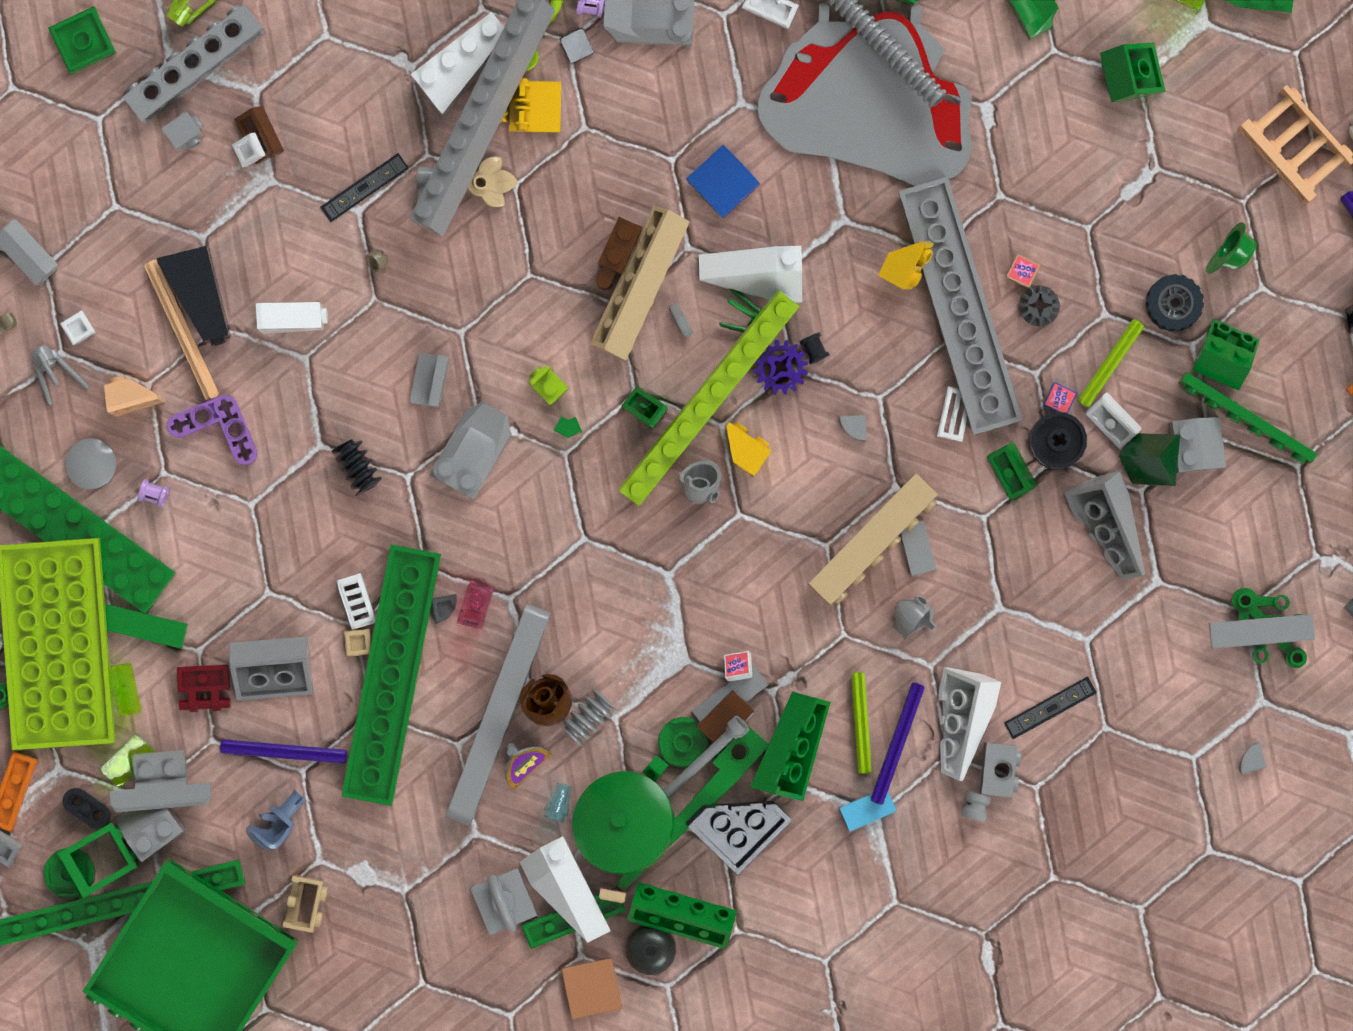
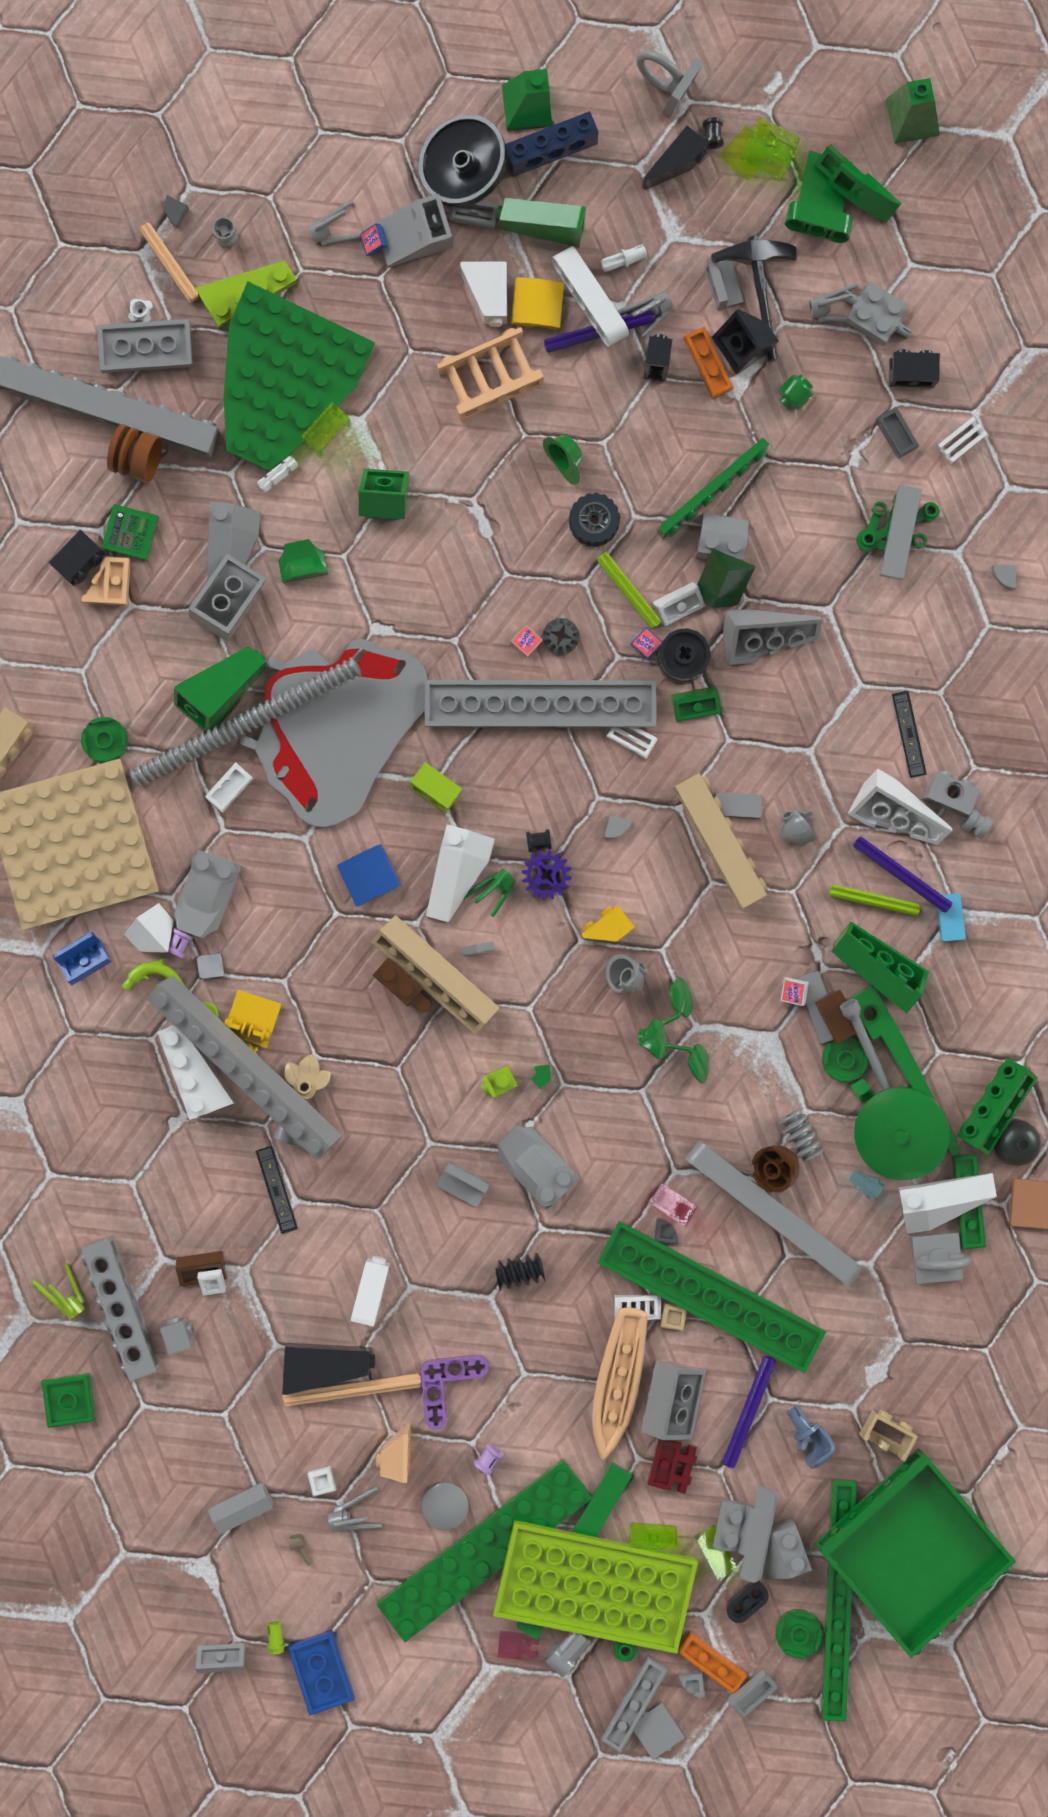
camera: 80 degrees left, 0 degrees up
(75, 875) = (802, 1633): green window -> none
(276, 604) = (619, 1379): none -> light nougat piece
(376, 260) = (344, 1198): dark tan hinge -> none
(523, 763) = (823, 1206): shield -> none
(612, 895) = (962, 1162): tan tile -> none
(644, 530) = (654, 1036): none -> green plant
(645, 407) = (545, 1003): green slope -> none
(708, 397) = (554, 945): lime plate -> none
(738, 829) = (937, 1035): plate -> none
(836, 222) = (435, 788): none -> lime hinge
(905, 264) = (491, 740): yellow slope -> none
(1226, 354) = (653, 489): green slope -> none

